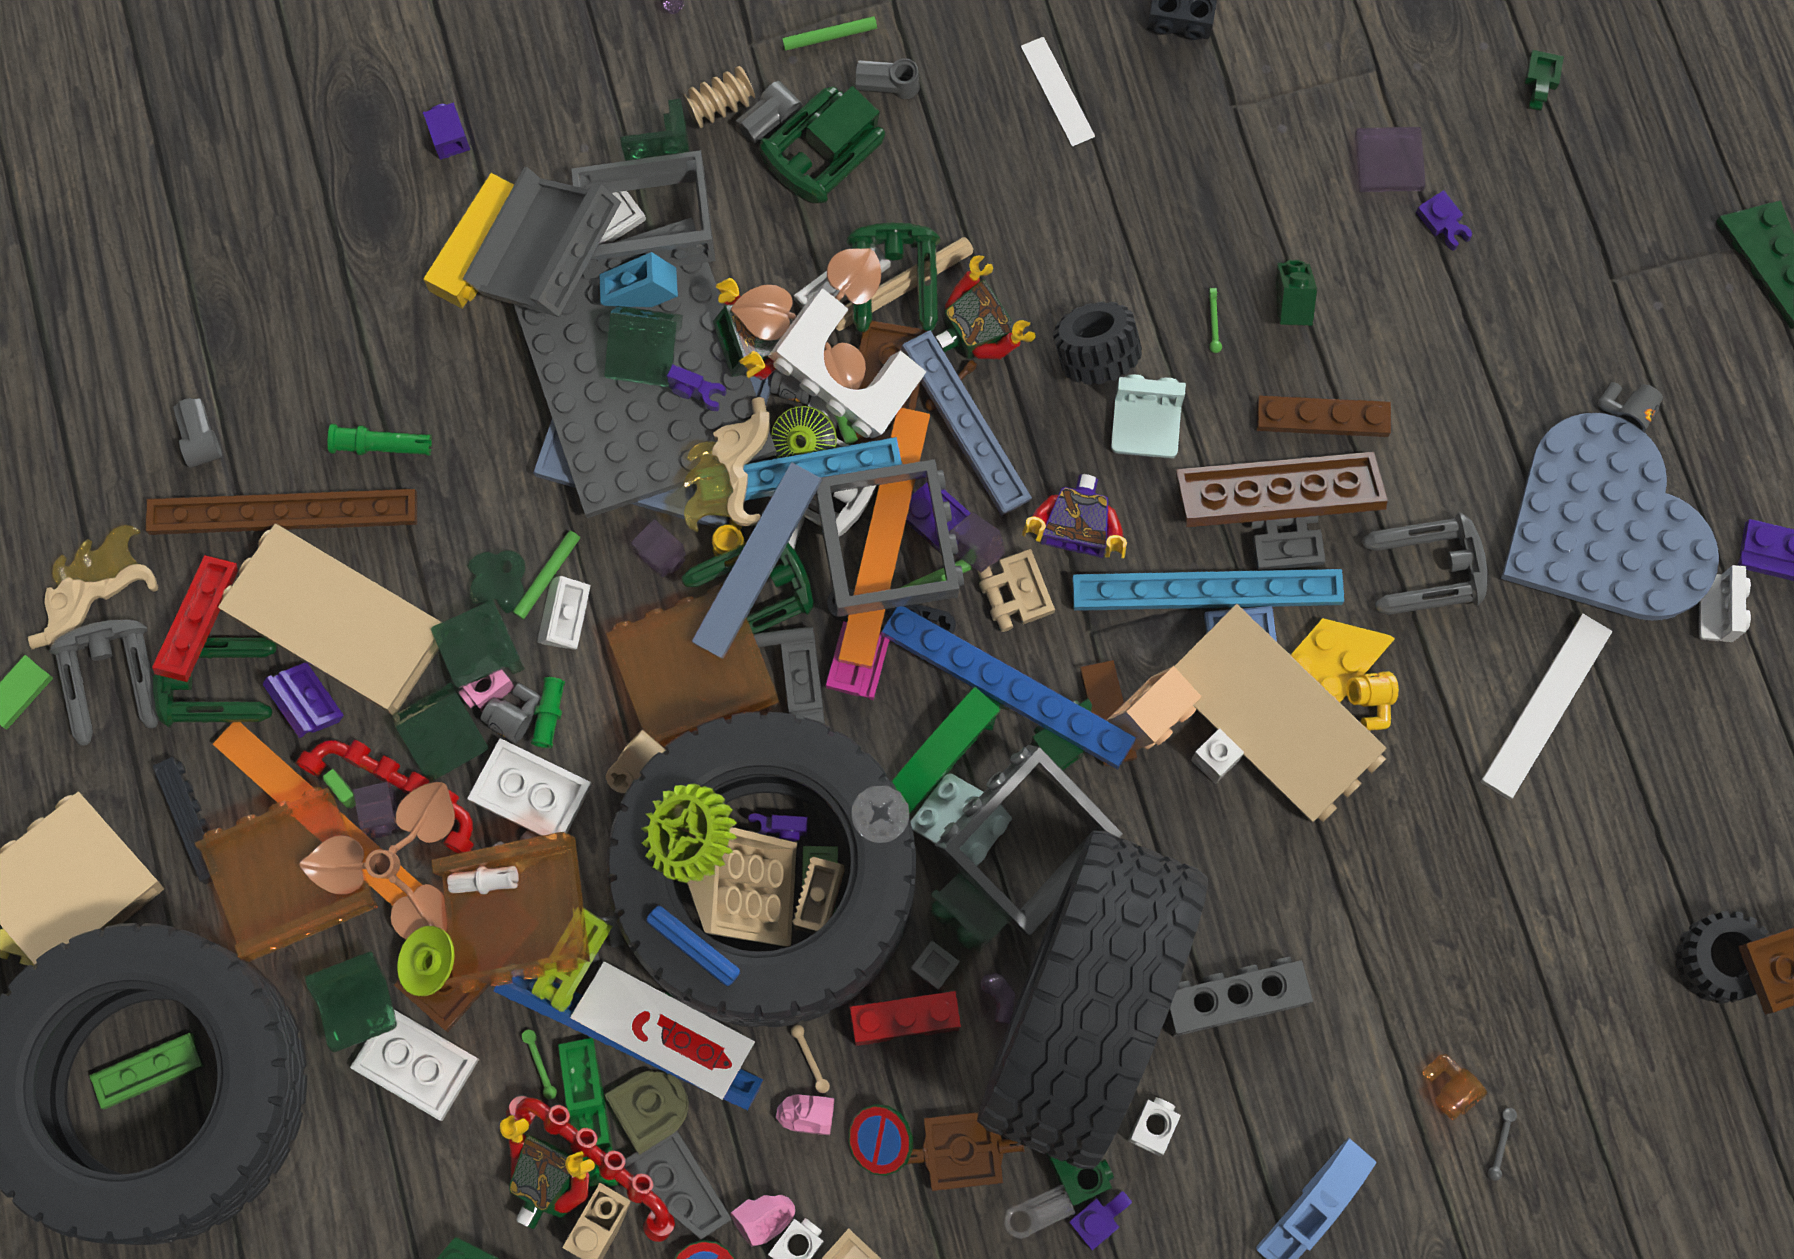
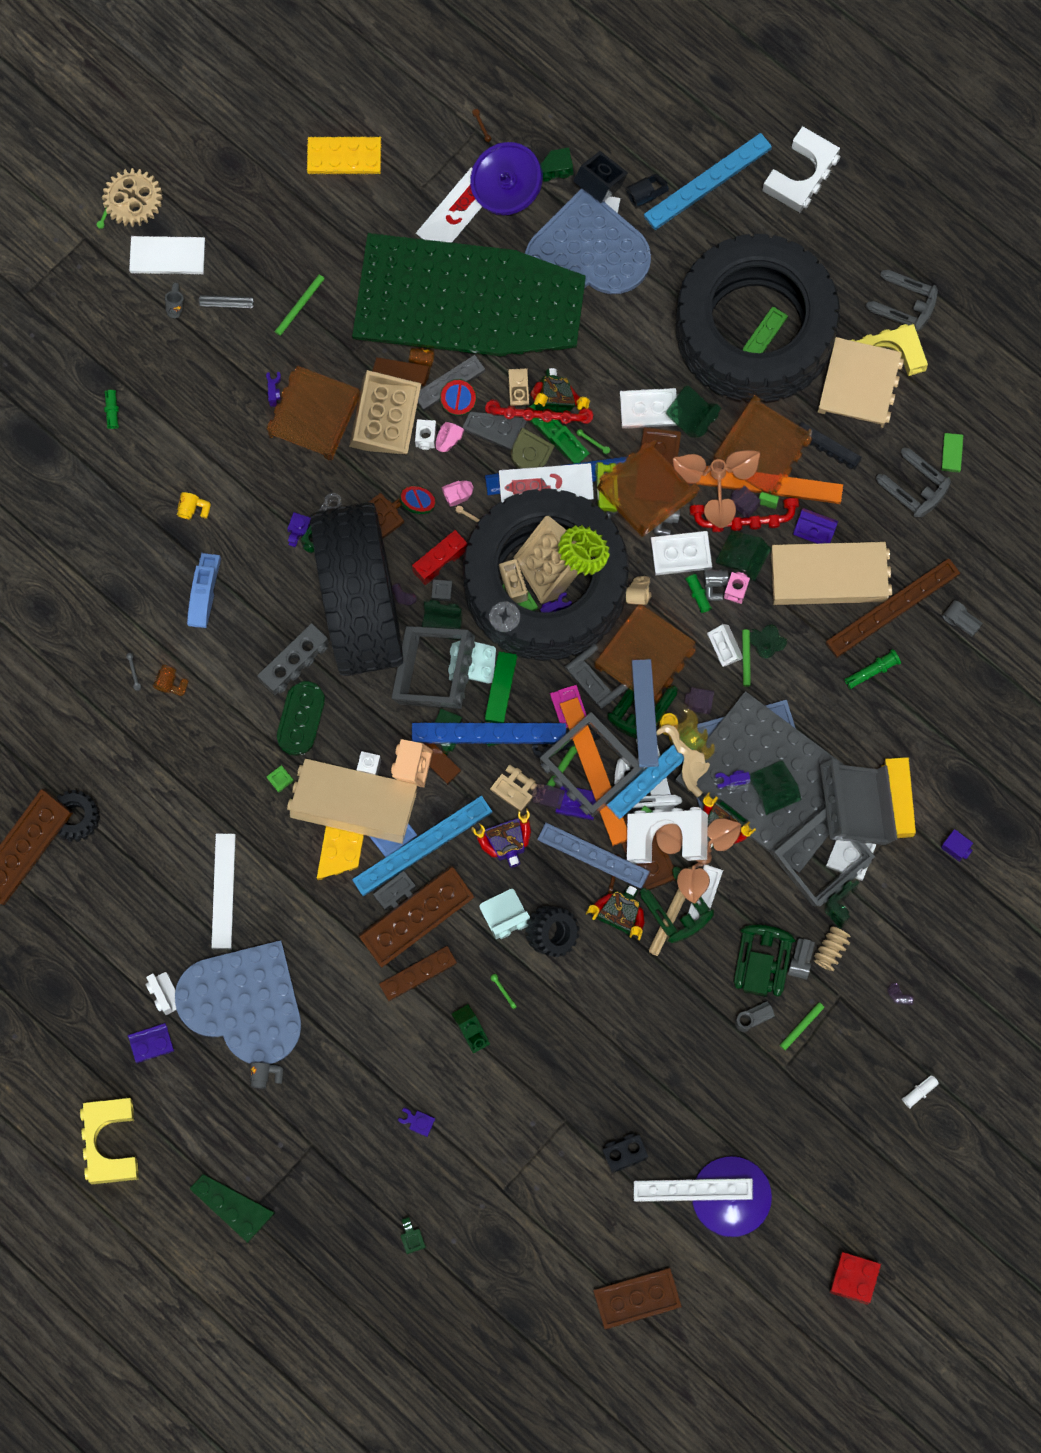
camera: 150 degrees right, 0 degrees up
(89, 577) = (960, 523): piece -> none
(181, 712) = (883, 499): dark green piece -> none
(194, 619) = (892, 531): red plate -> none
(425, 960) = (672, 446): lime dish -> none
(476, 645) = (751, 600): clear green bracket -> none
(483, 880) = (670, 494): white axle -> none
(639, 283) = (797, 813): dark azure slope -> none
(693, 945) = (550, 508): blue axle -> none
(807, 422) = (667, 794): dish -> none
(1058, 91) = (662, 1070): white sticker -> none
(1143, 1138) = (294, 573): white brick -> none
(1276, 901) = (300, 718): none -> dark green tile
(1363, 825) = (280, 779): none -> bright green tile
(1374, 690) = (312, 842): yellow piece -> none
(1390, 159) = (465, 1139): clear purple tile -> none
(1470, 558) = (302, 941): dark grey piece -> none

